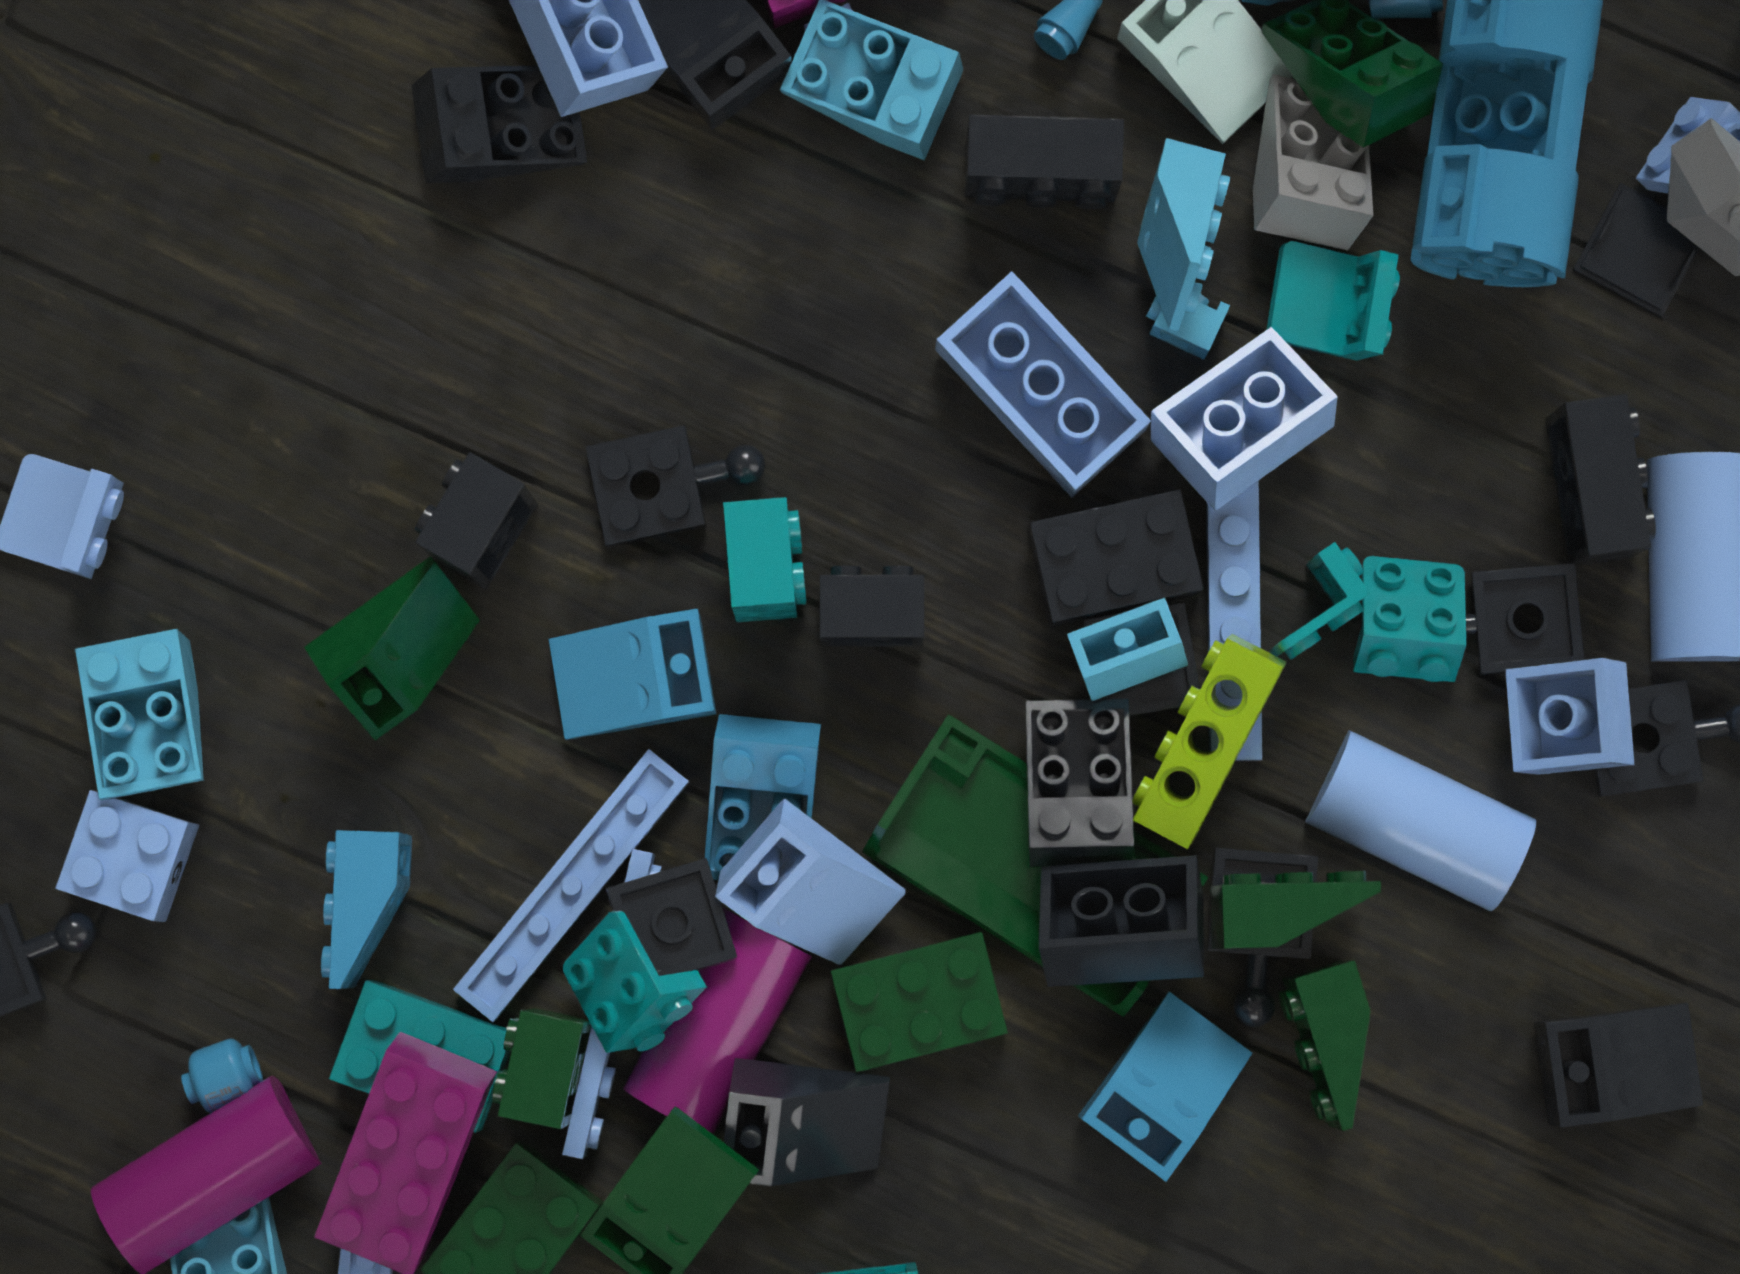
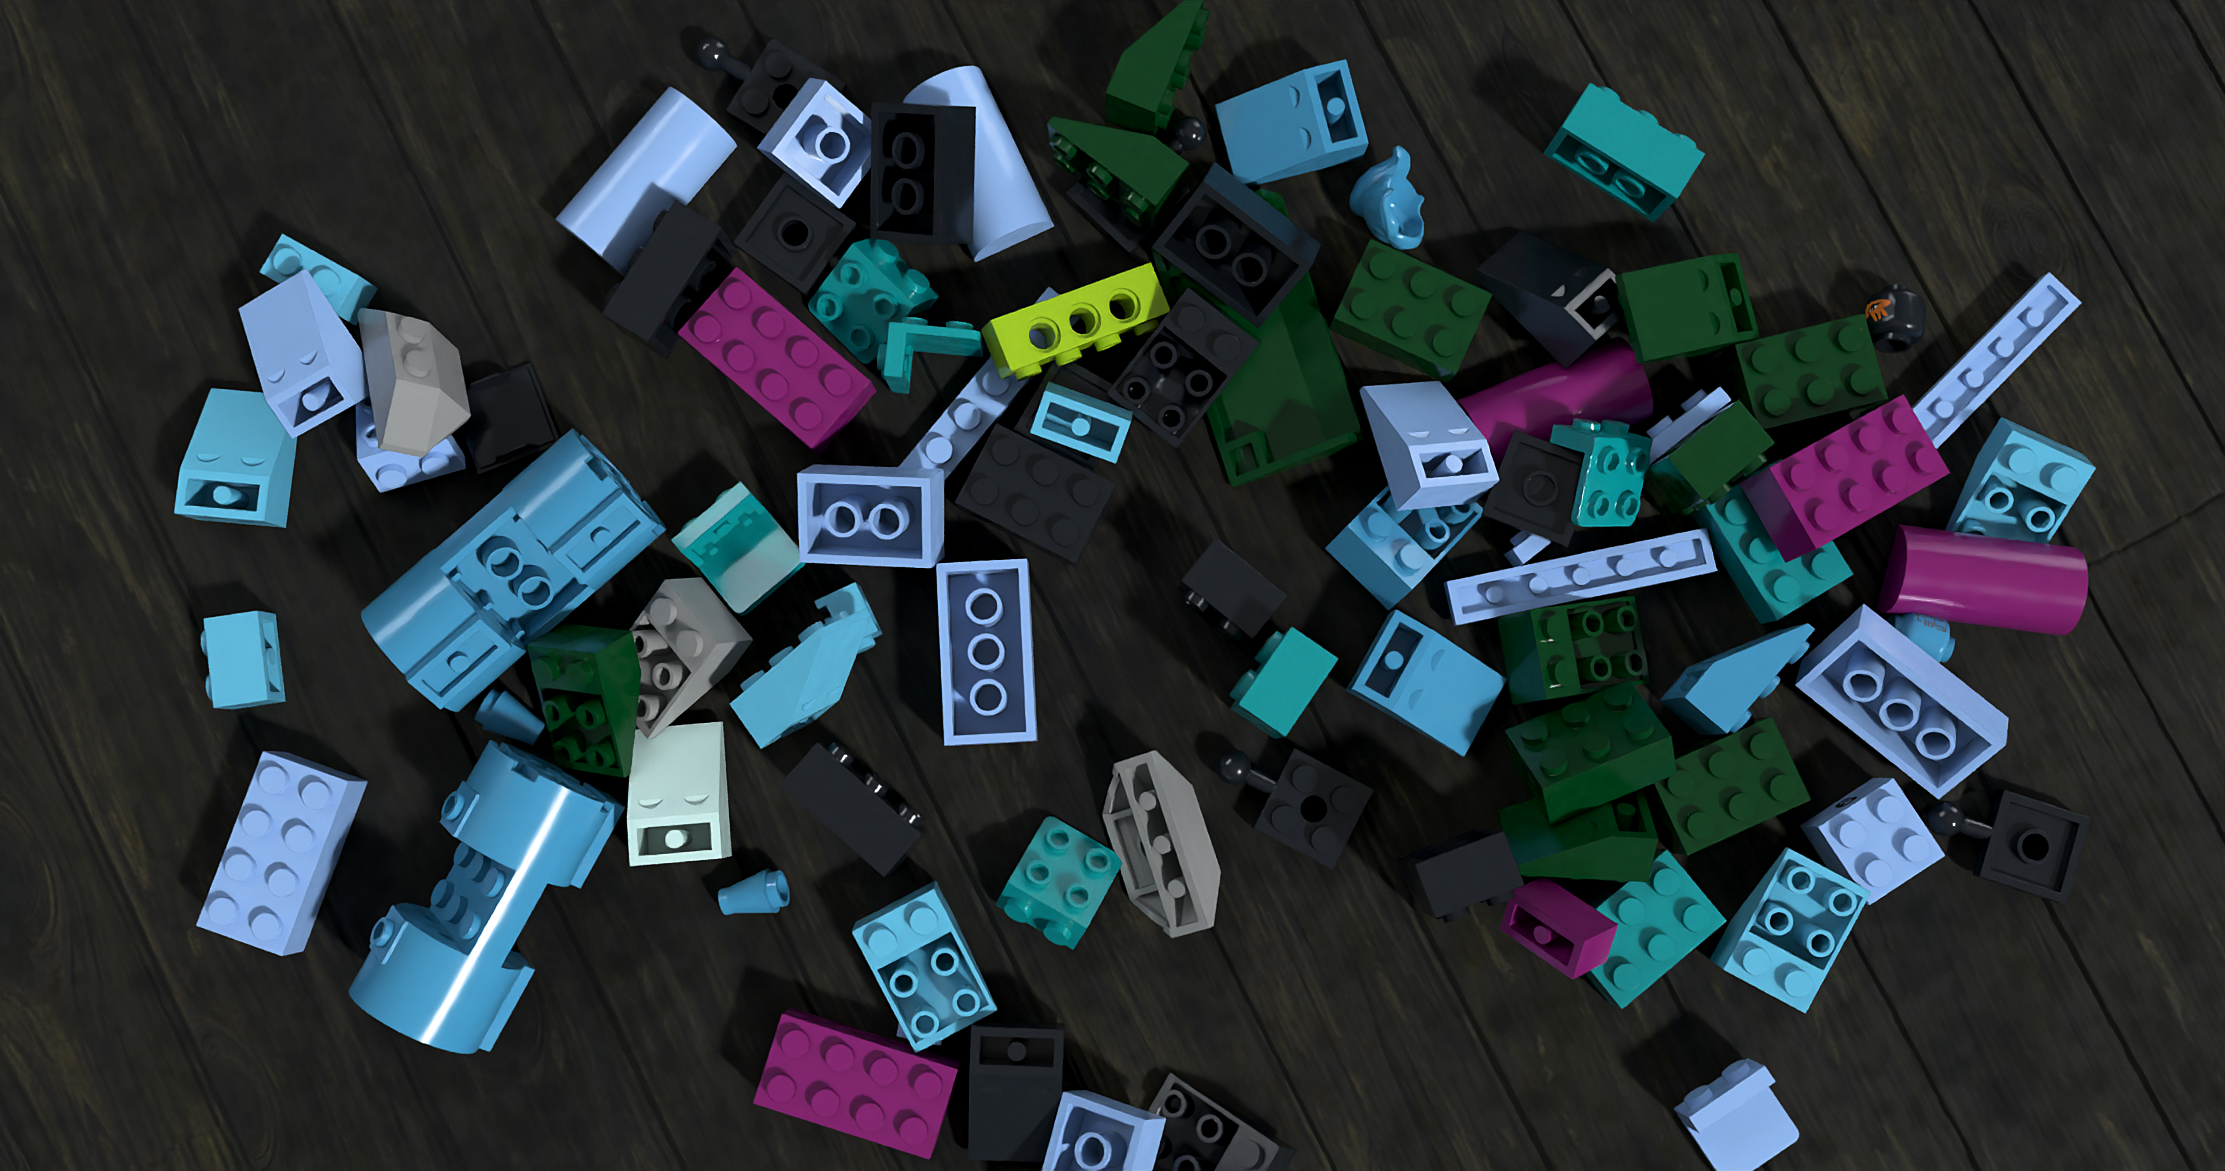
camera: 140 degrees left, 0 degrees up
(197, 998) = (1902, 702): none -> light blue brick
(274, 604) = (1655, 928): none -> teal brick
(298, 797) = (1726, 787): none -> dark green brick
(353, 541) = (1558, 927): none -> magenta brick
(441, 725) = (1591, 752): none -> dark green brick
(524, 814) = (1572, 649): none -> dark green slope
(751, 345) = (1162, 844): none -> light grey wedge
(815, 244) = (1059, 882): none -> teal bracket
(1016, 1089) = (1390, 202): none -> dark azure hair
(1444, 490) = (777, 361): none -> magenta brick
(1457, 757) = (922, 173): none -> black brick

